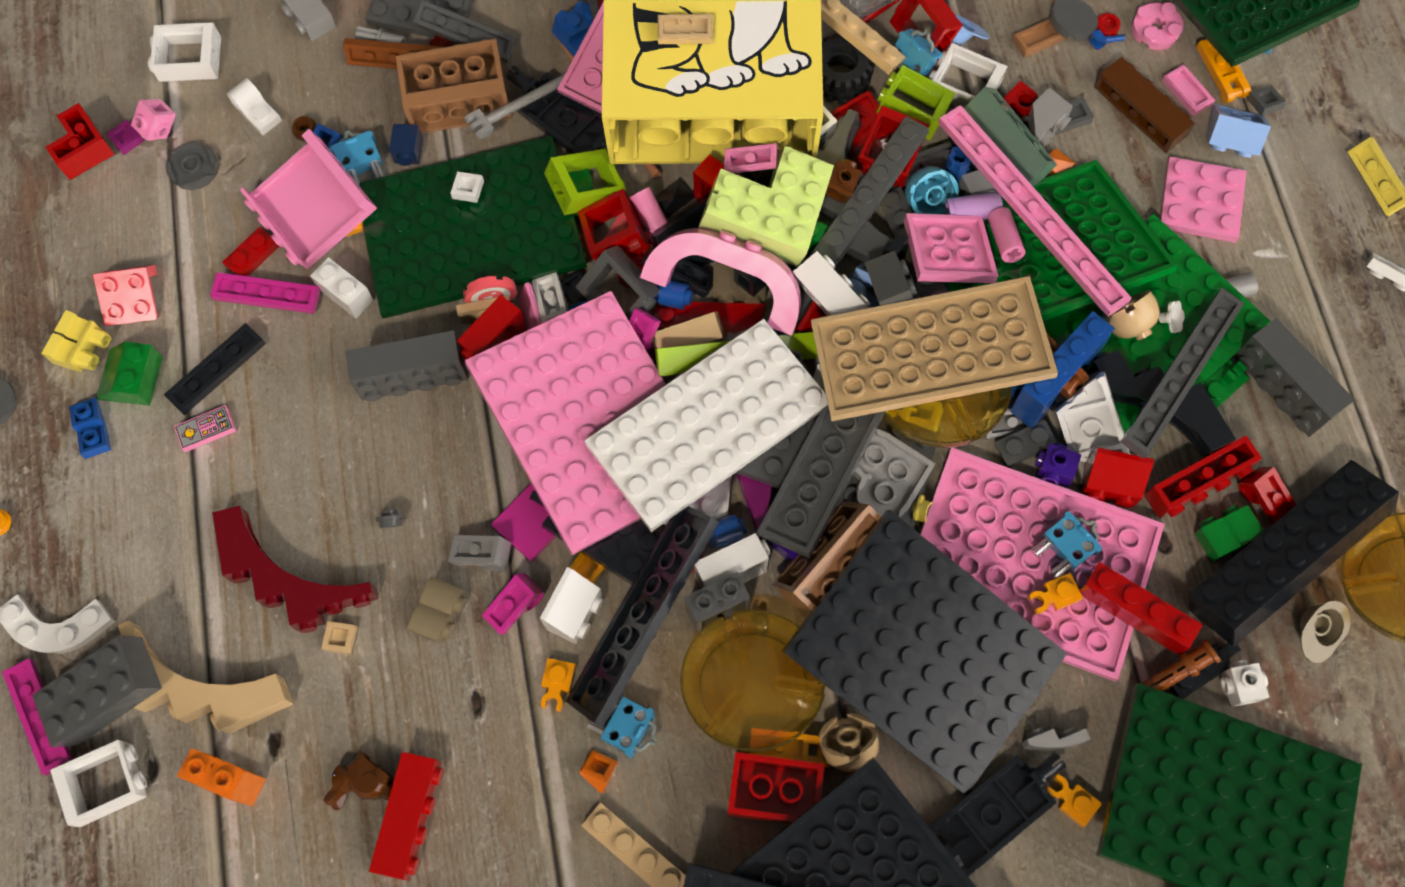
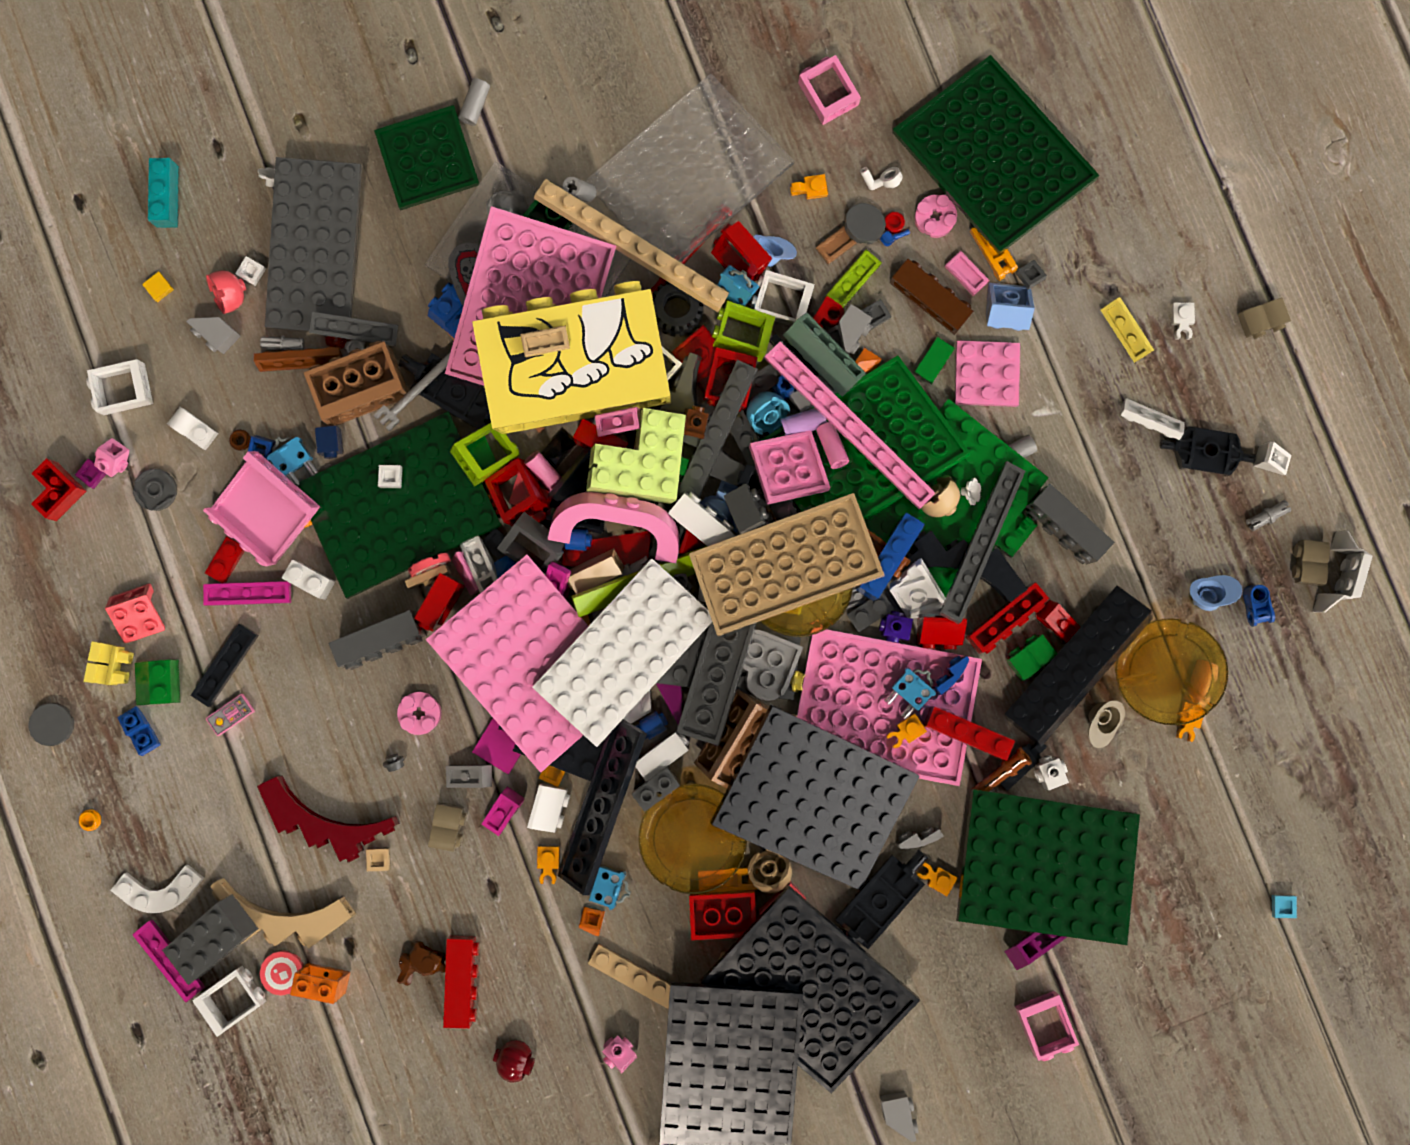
camera: 15 degrees left, 15 degrees up
(167, 758) = (278, 972): none -> coral tile
(429, 453) = (409, 721): none -> bright pink plate
(1057, 71) = (854, 278): none -> lime tile
(1130, 524) = (956, 668): none -> blue slope
(1139, 174) = (934, 360): none -> green tile

